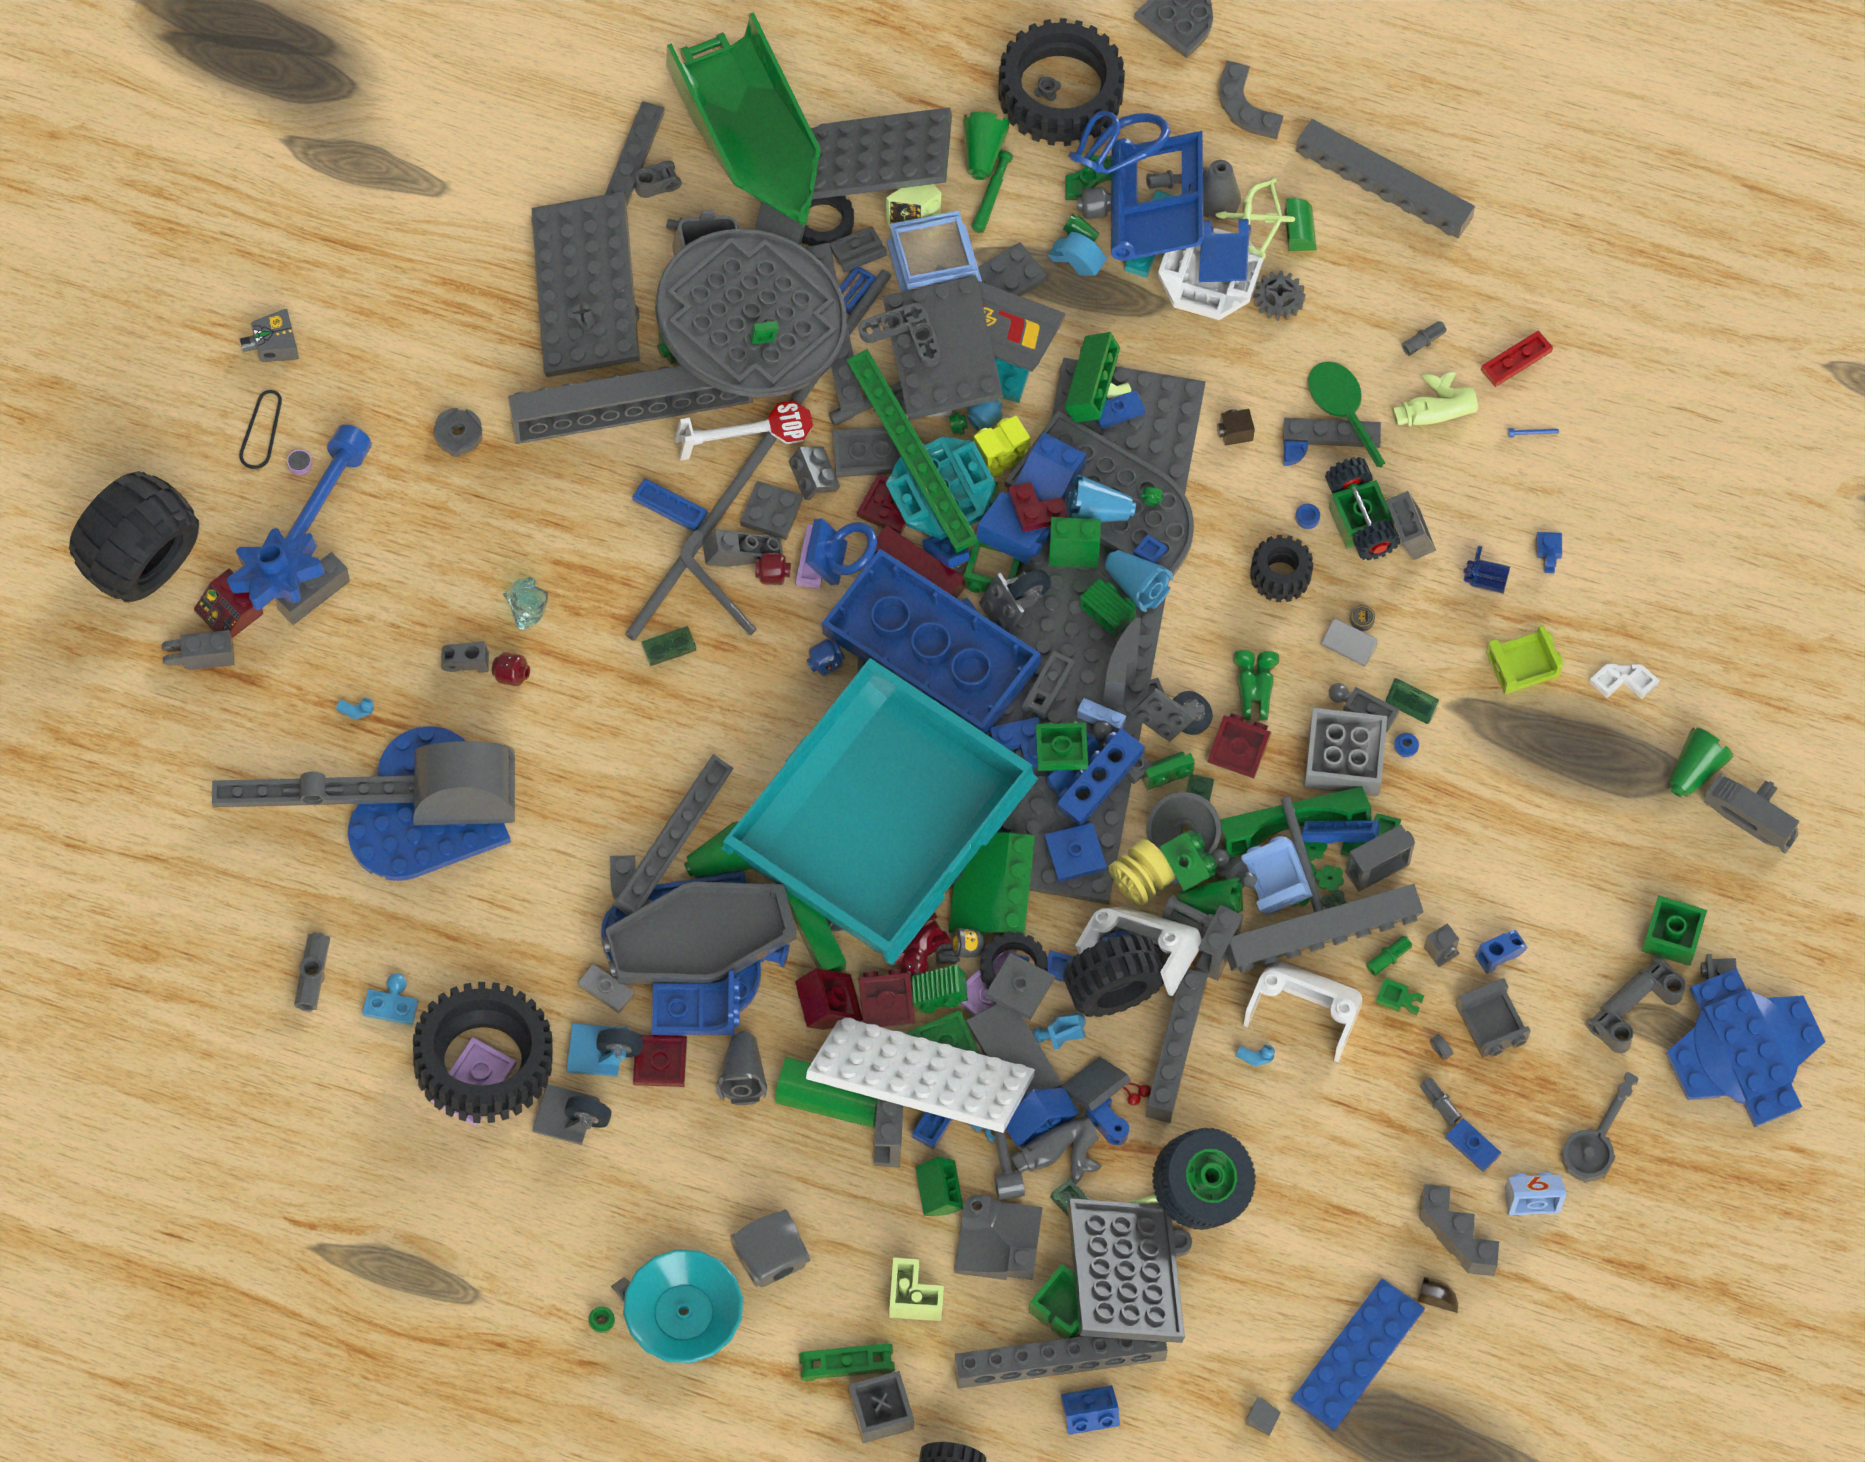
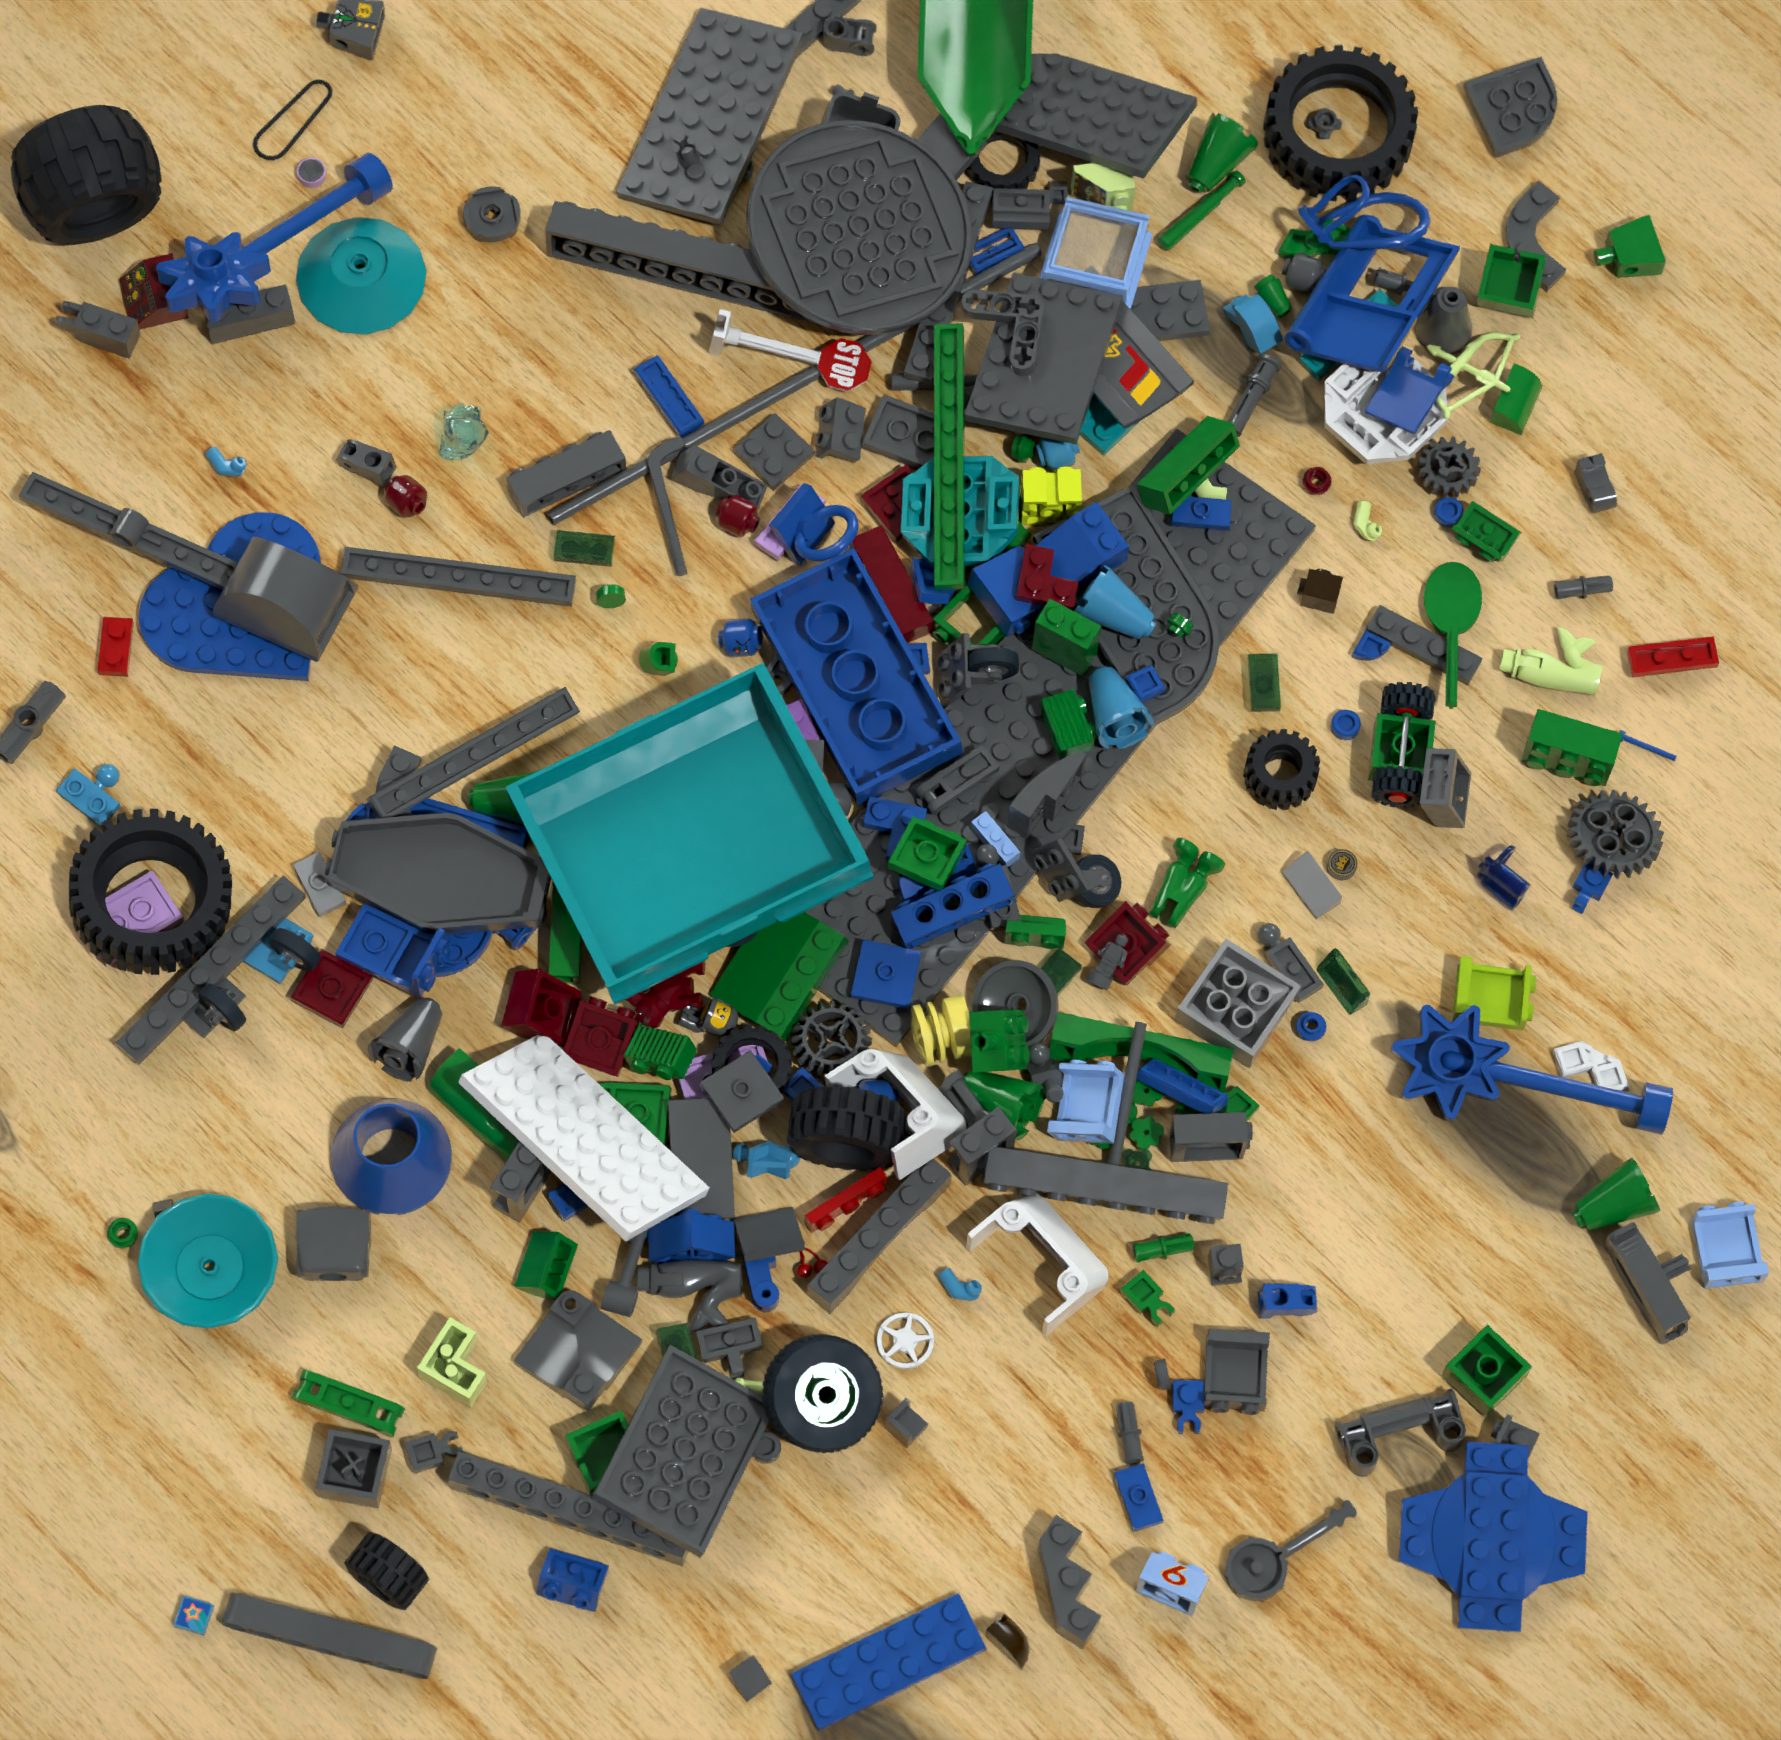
camera: 25 degrees right, 5 degrees up
(347, 884) = (115, 646): none -> red plate
(383, 540) = (365, 297): none -> teal dish
(559, 1090) = (211, 968): none -> dark grey plate
(586, 710) = (458, 576): none -> dark grey plate
(624, 596) = (566, 473): none -> dark grey brick
(709, 672) = (610, 596): none -> green tile
(764, 332) = (856, 255): green tile -> none
(772, 701) = (659, 658): none -> green plate
(780, 1188) = (397, 1186): none -> blue cone
(878, 224) = (1058, 192): none -> dark grey piece
(928, 1368) = (428, 1452): none -> dark grey plate
(1050, 919) = (814, 1025): none -> dark grey gear
(1105, 298) = (1257, 384): none -> dark grey pin
(1110, 1178) = (730, 1342): none -> dark grey plate
(1138, 1032) = (846, 1201): none -> red plate
(1187, 343) = (1320, 474): none -> dark red plate
(1231, 512) = (1264, 682): none -> clear green plate
(1235, 760) = (1113, 956): none -> dark grey piece
(1238, 1114) = (905, 1340): none -> white wheel
(1243, 367) = (1363, 524): none -> yellowish green arm
(1253, 143) = (1511, 284): none -> green piece
(1273, 1175) = (905, 1423): none -> dark grey panel
(1295, 329) = (1448, 512): none -> blue tile
(1324, 80) = (1632, 250): none -> green torso
(1332, 329) = (1486, 531): none -> green bracket
(1385, 178) = (1638, 390): dark grey brick -> none
(1391, 259) = (1595, 483): none -> dark grey leg
(1470, 1057) = (1188, 1400): none -> blue plate
(1483, 455) = (1571, 748): none -> green brick
(1529, 718) = (1457, 1062): none -> blue piece
(1547, 504) = (1591, 839): none -> dark grey gear
(1793, 760) = (1728, 1245): none -> light blue panel

